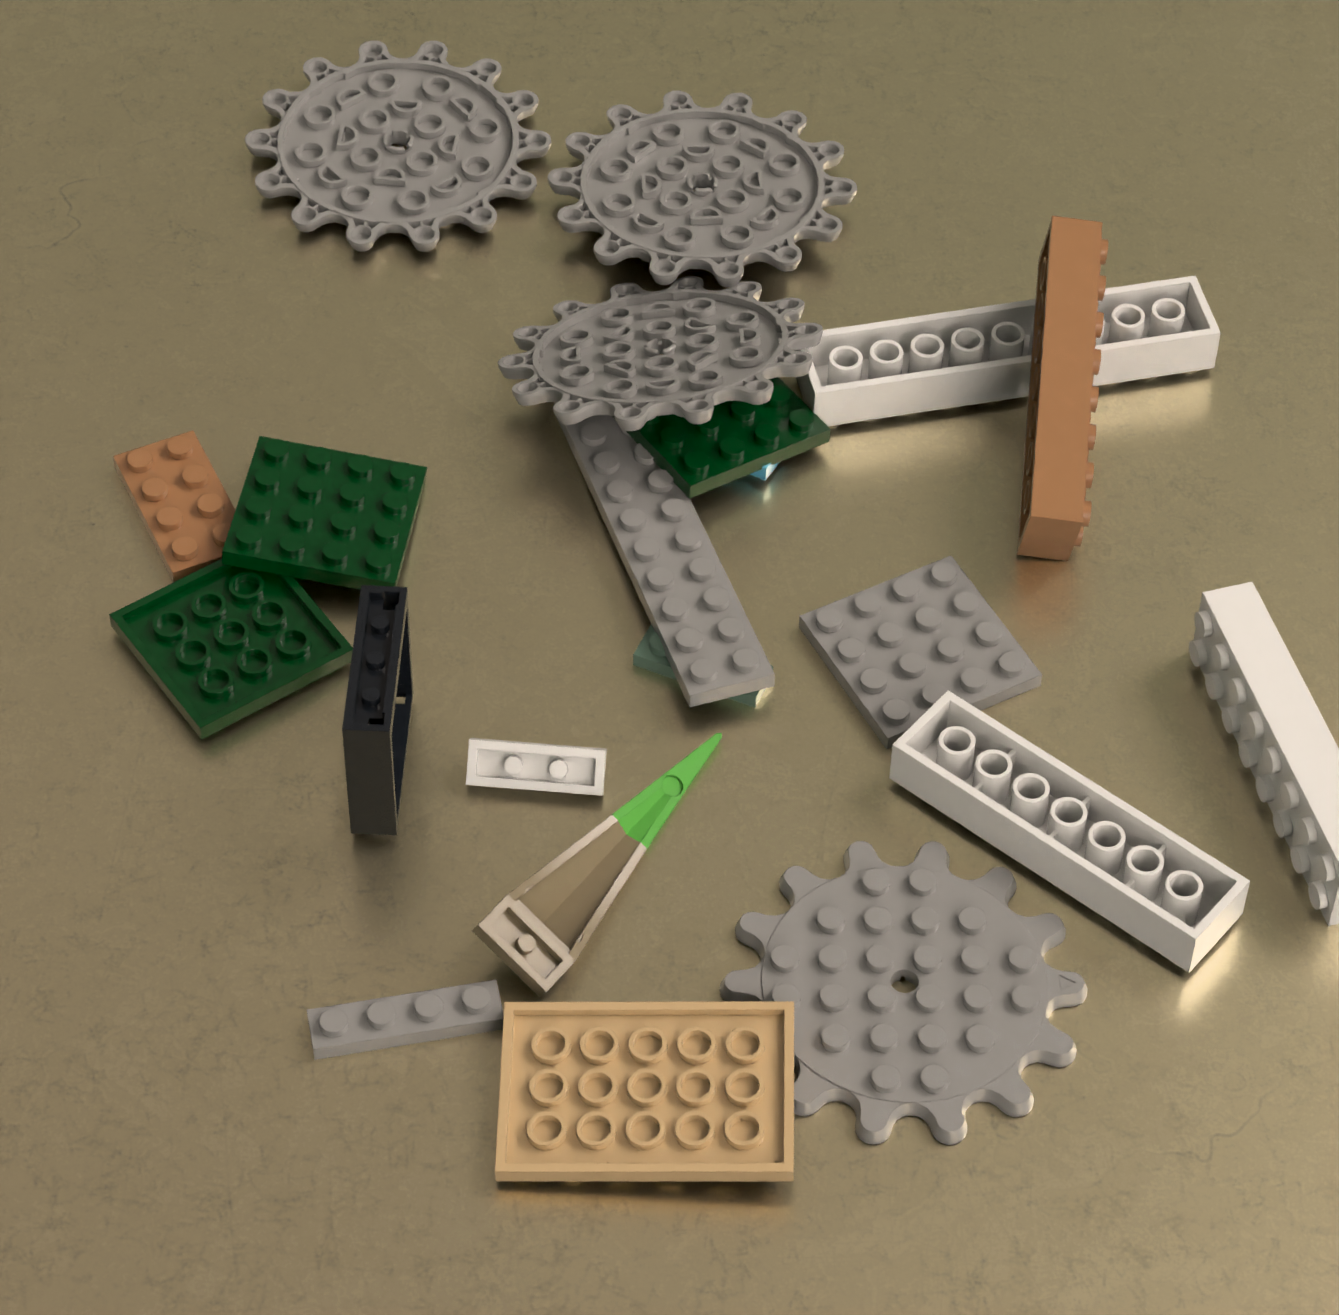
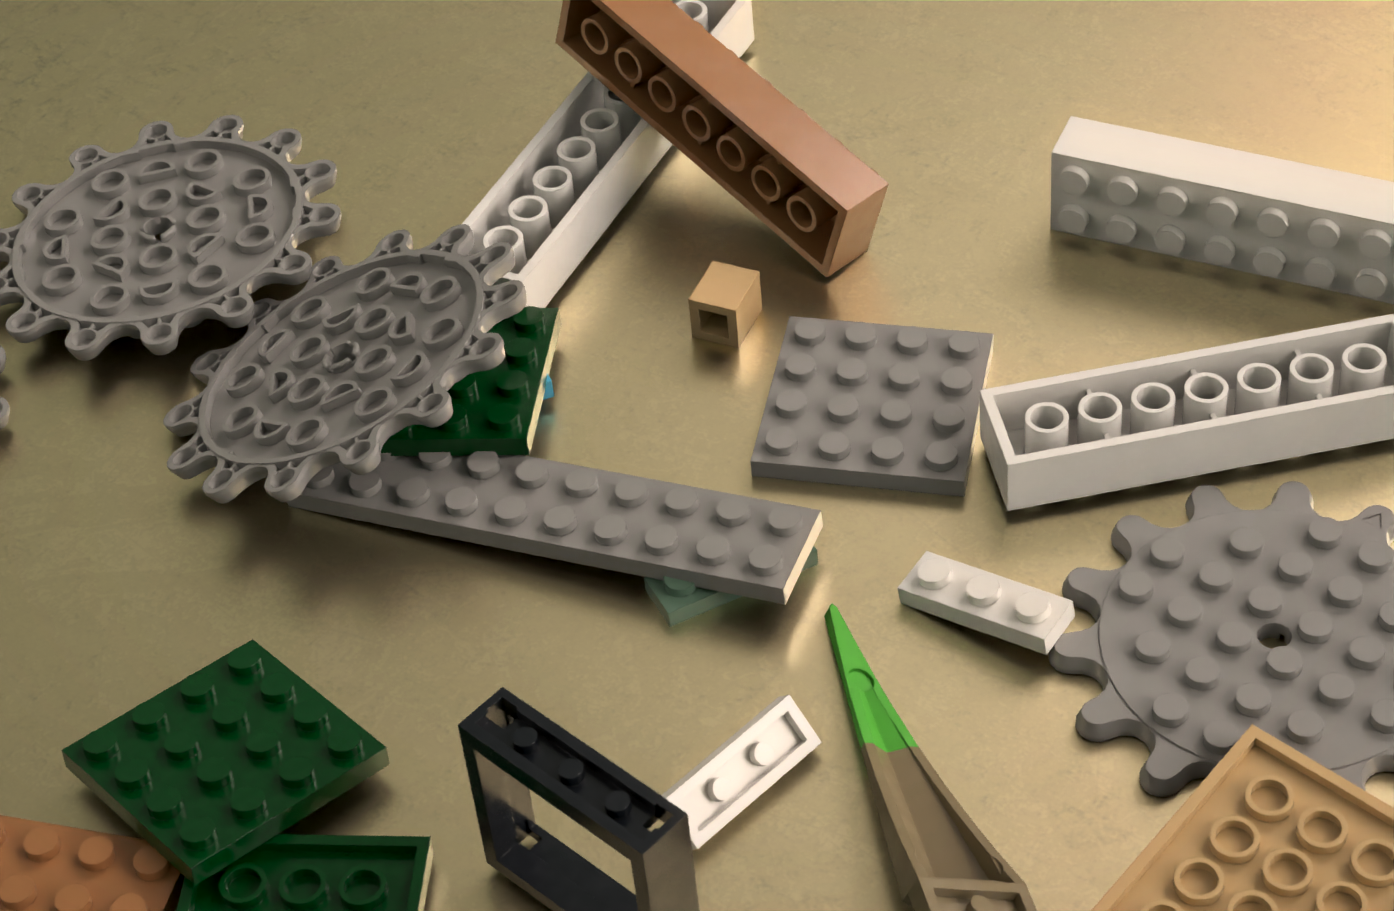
camera: 45 degrees left, 5 degrees down
(792, 811) = (986, 602): none -> white plate
(927, 514) = (725, 304): none -> tan brick

